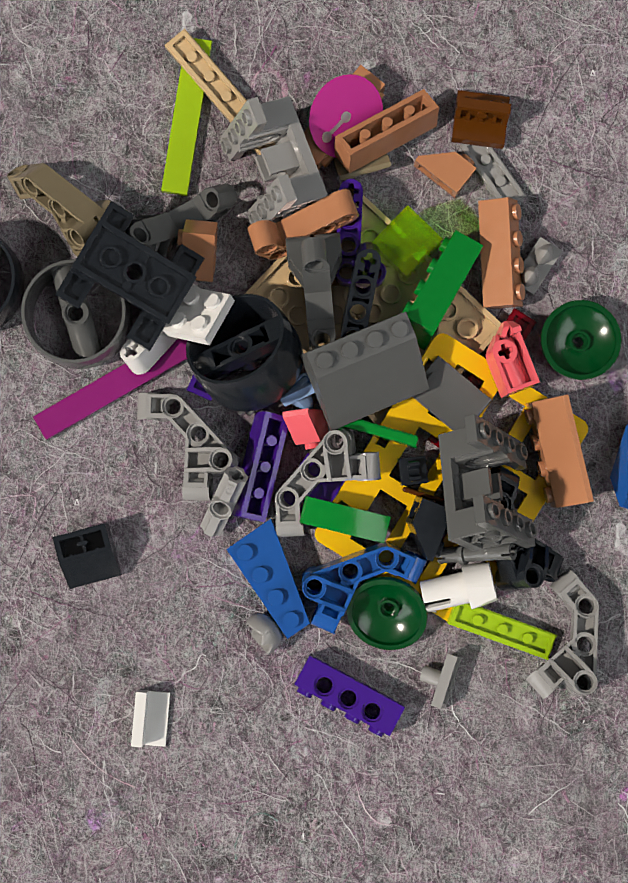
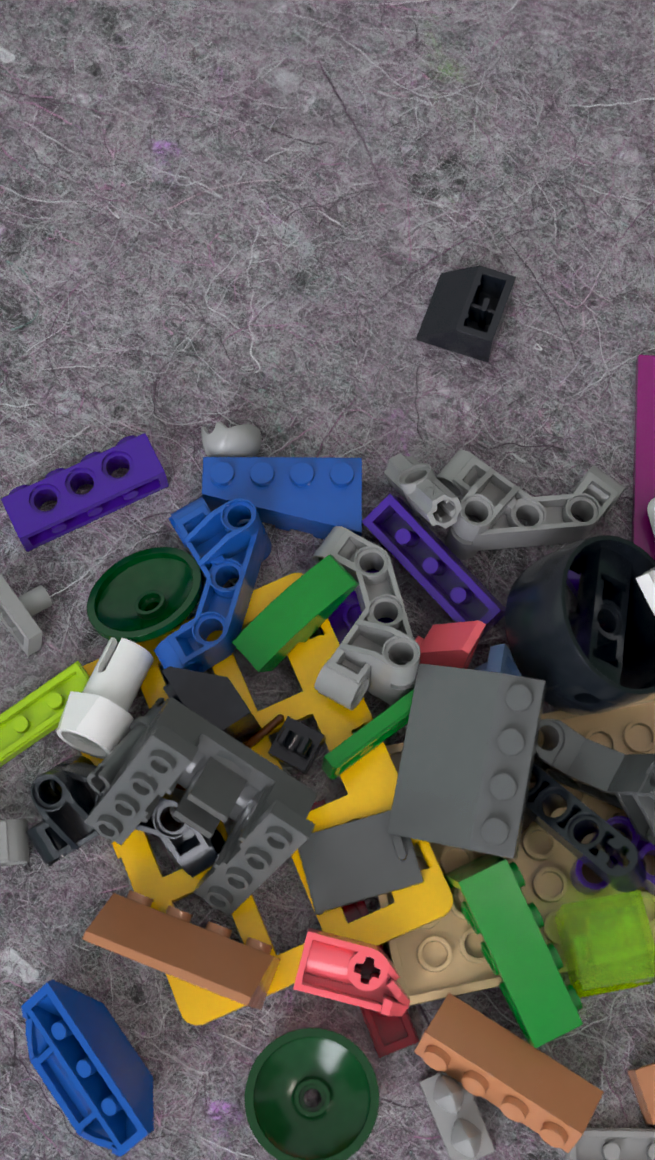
camera: 125 degrees right, 15 degrees down
(150, 718) = (231, 265): white panel -> none

